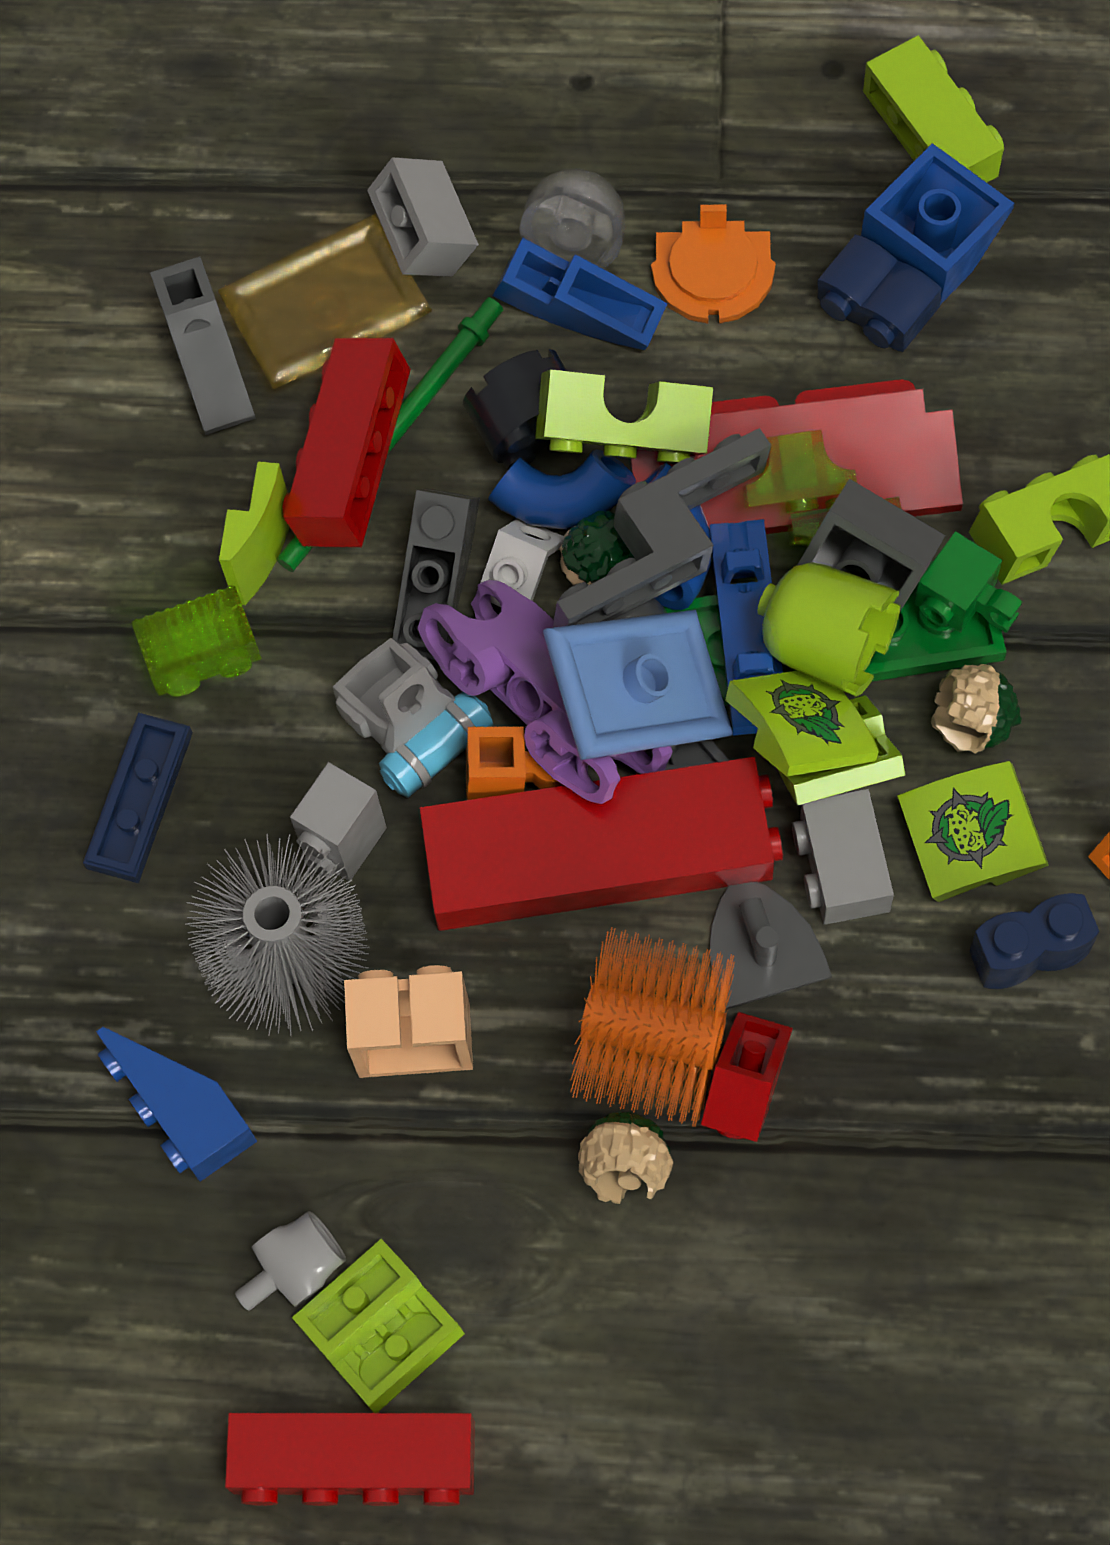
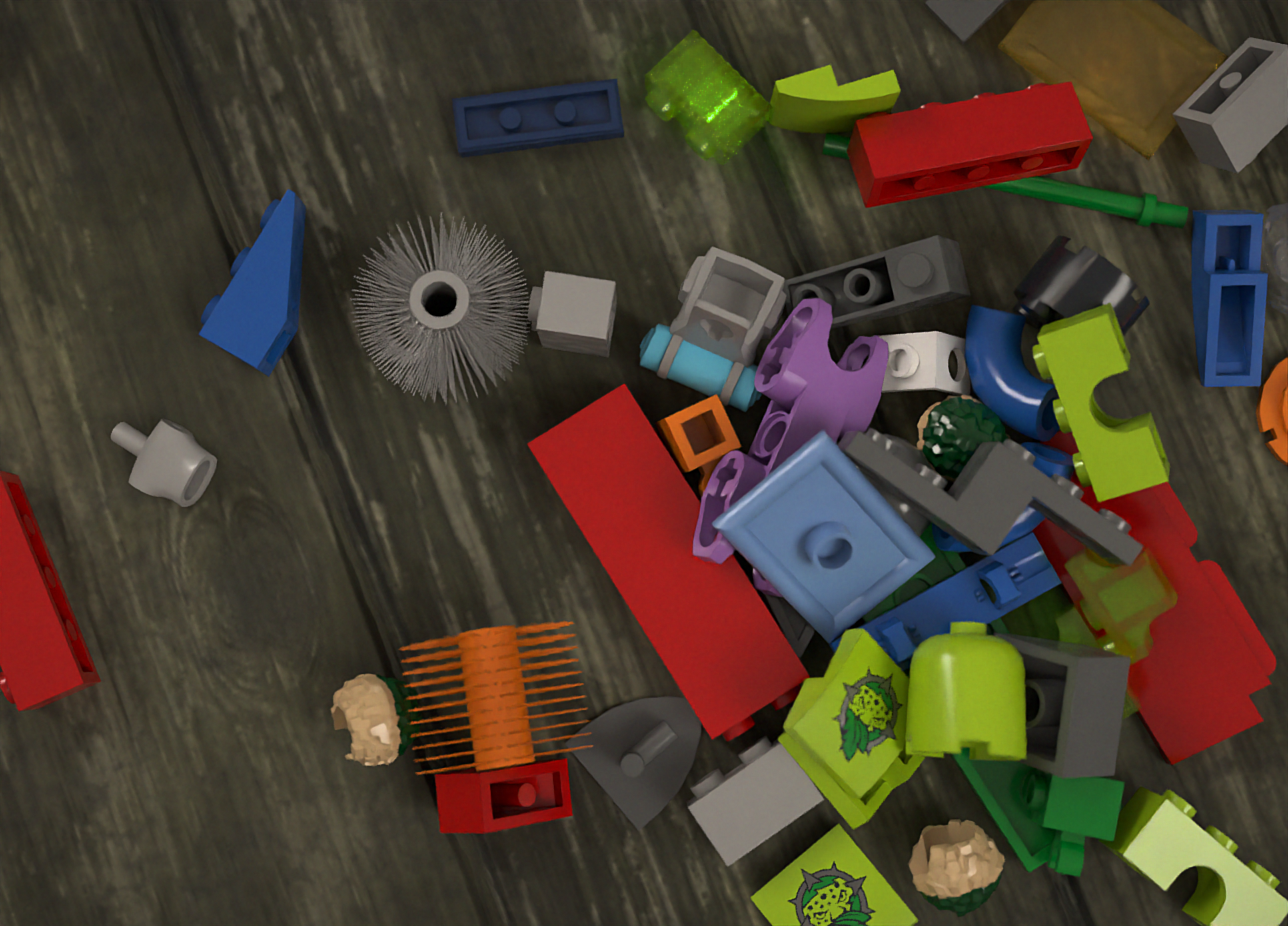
camera: 60 degrees right, 15 degrees up
(378, 1326) = (144, 560): lime slope -> none
(408, 1022) = (419, 479): light nougat piece -> none

